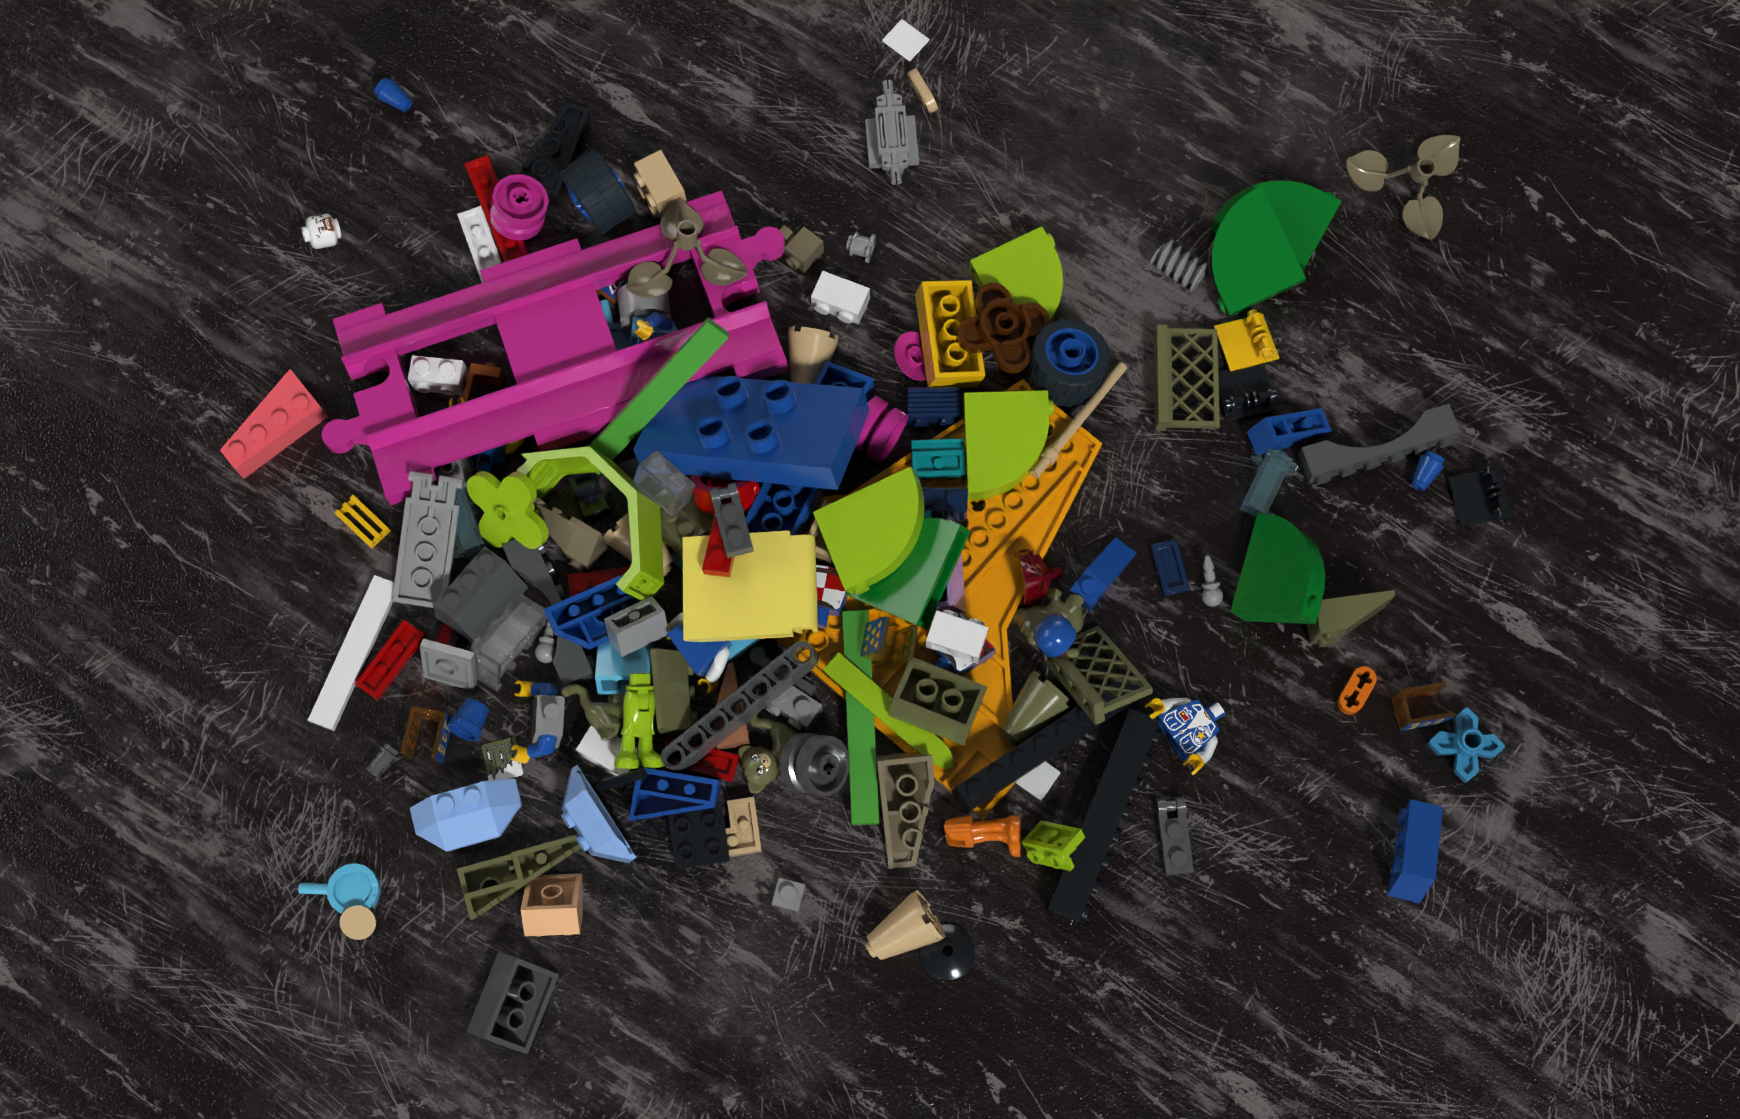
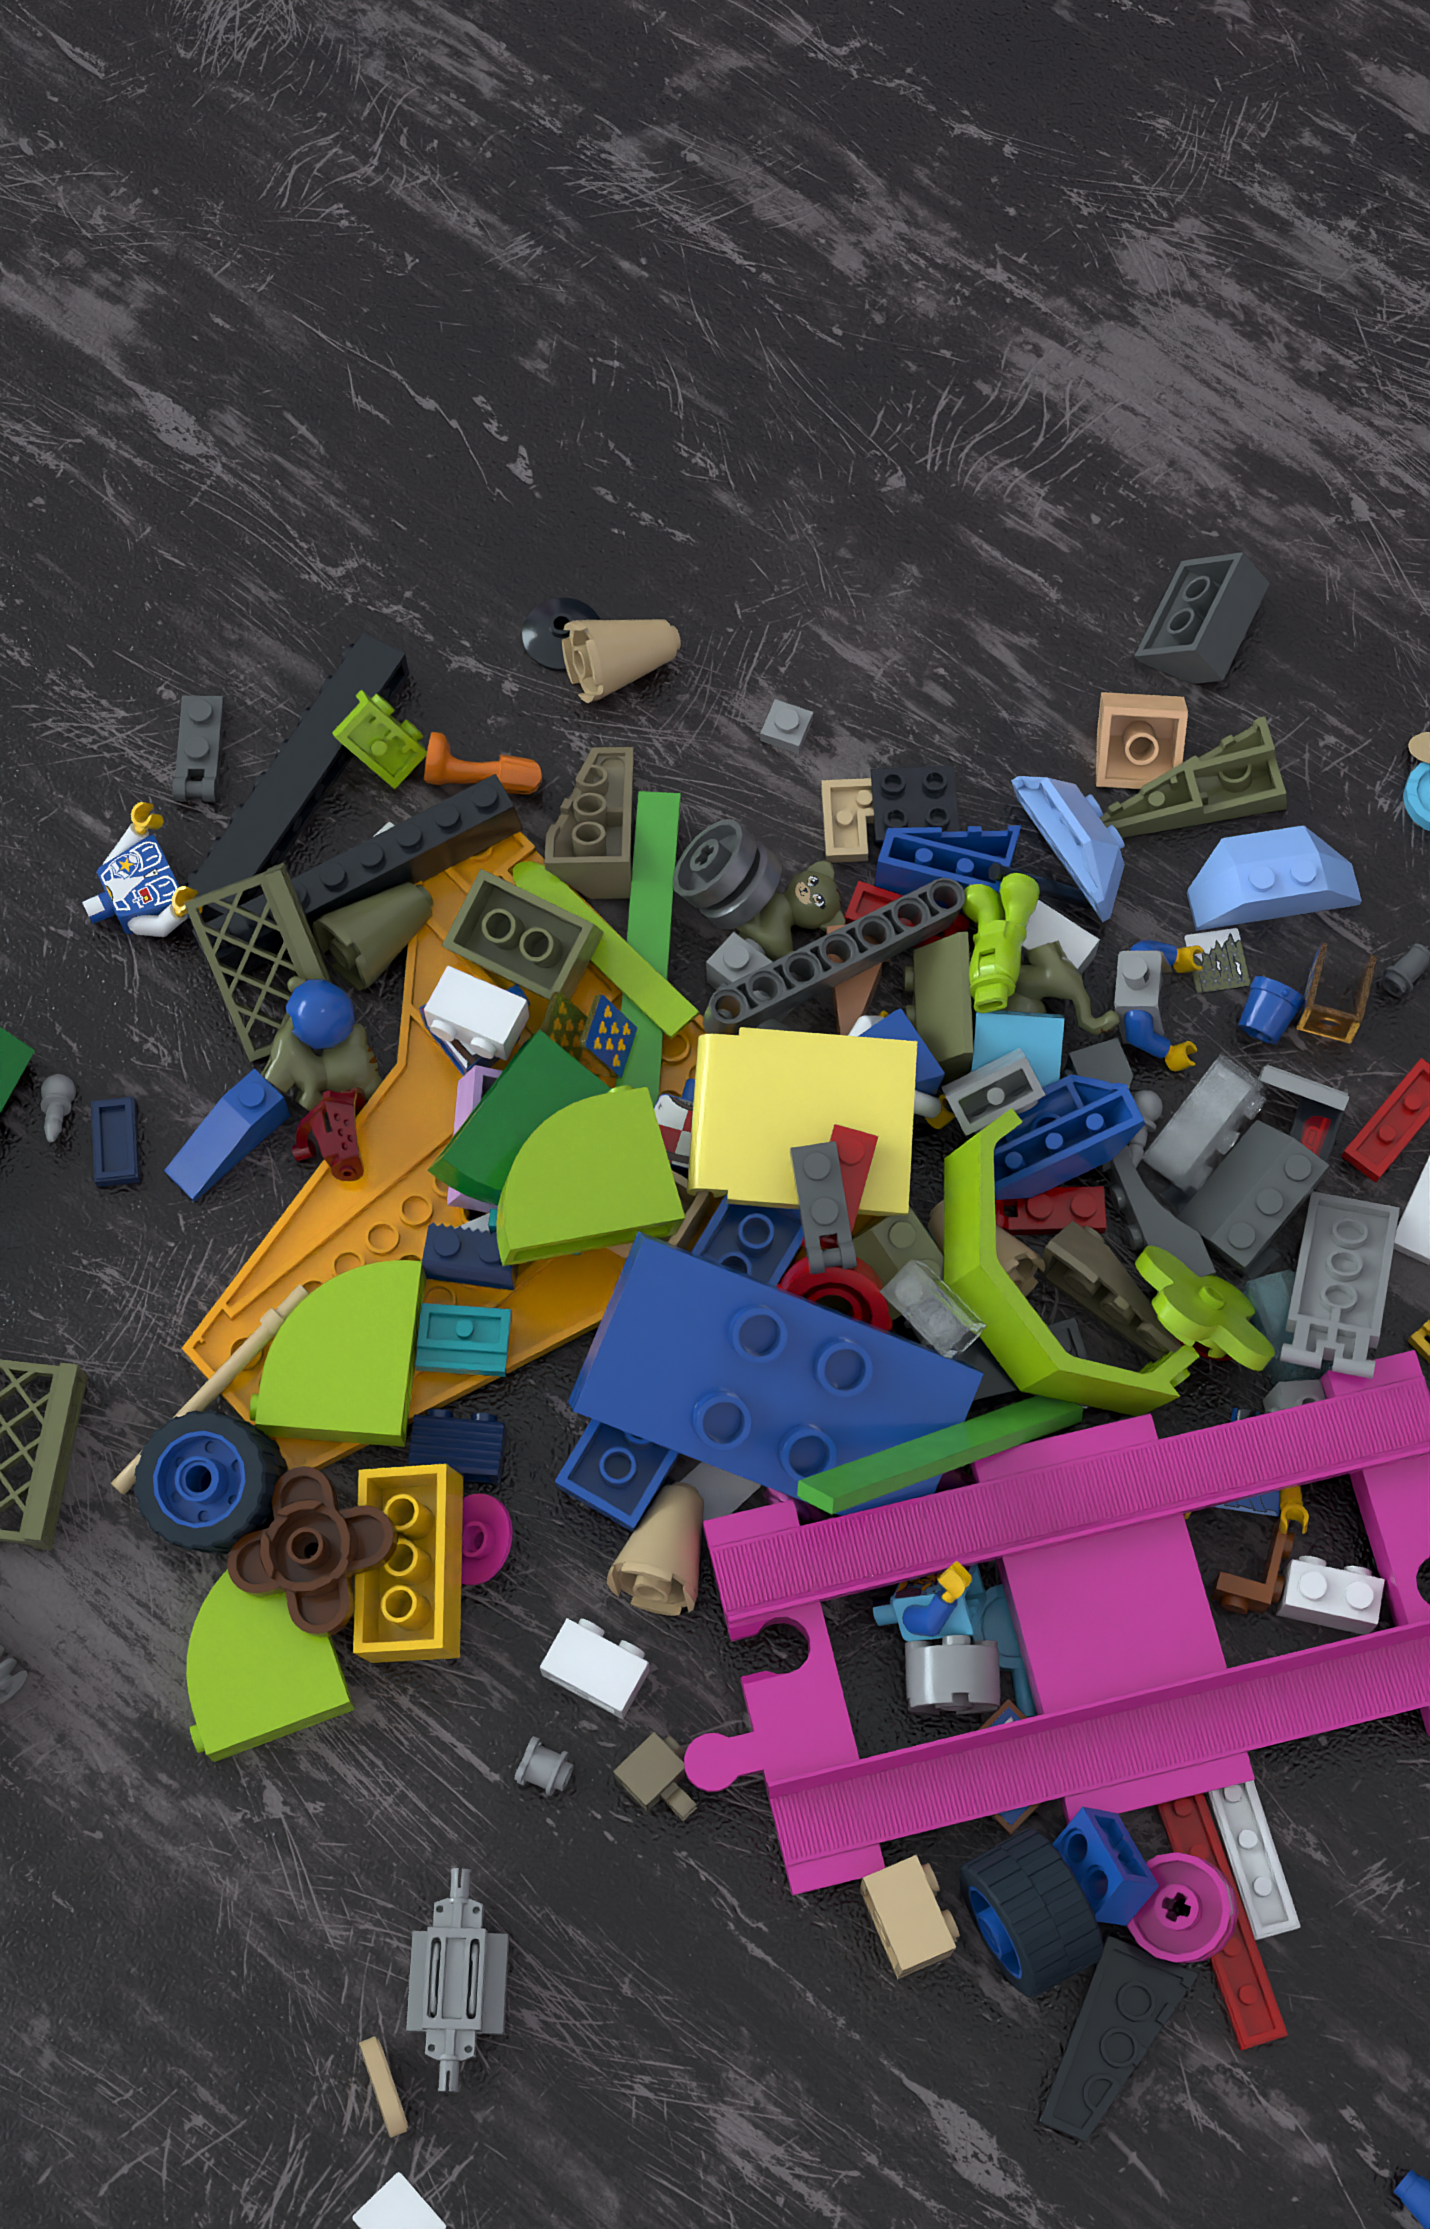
camera: 175 degrees left, 5 degrees down
(558, 214) = (1106, 1865): none -> blue brick
(684, 225) = (801, 1710): dark tan plant -> none
(881, 429) = (543, 1403): dark pink wheel -> none

